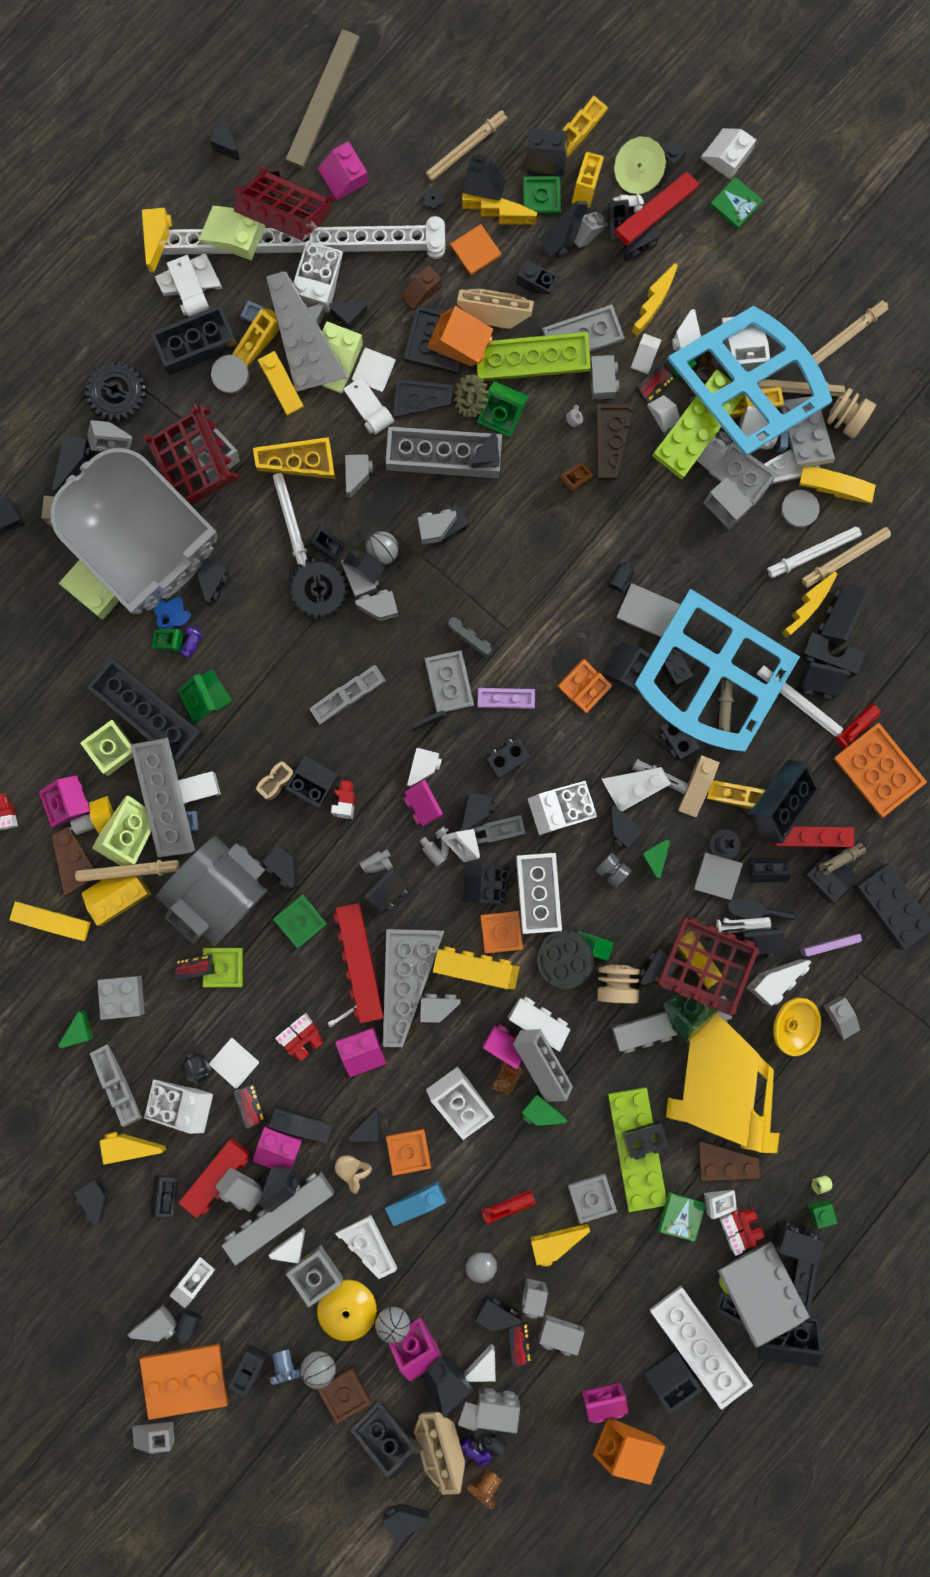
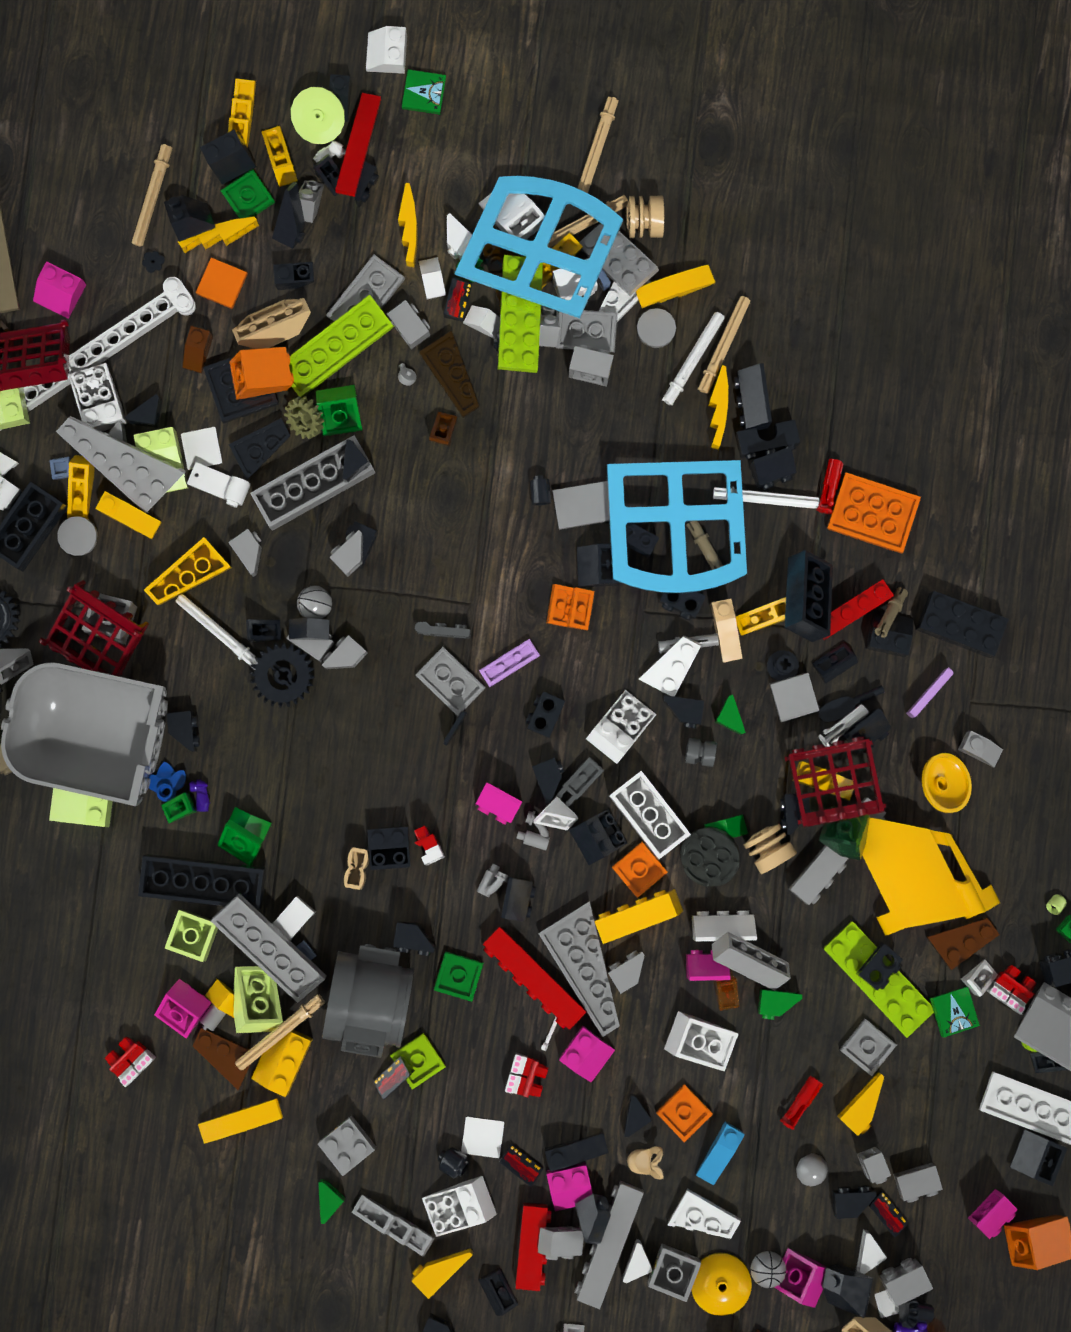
camera: 25 degrees left, 0 degrees up
(347, 694) = (369, 751): light grey slope -> none
(423, 766) = (477, 770): white slope -> none
(774, 982) = (901, 759): white slope -> none

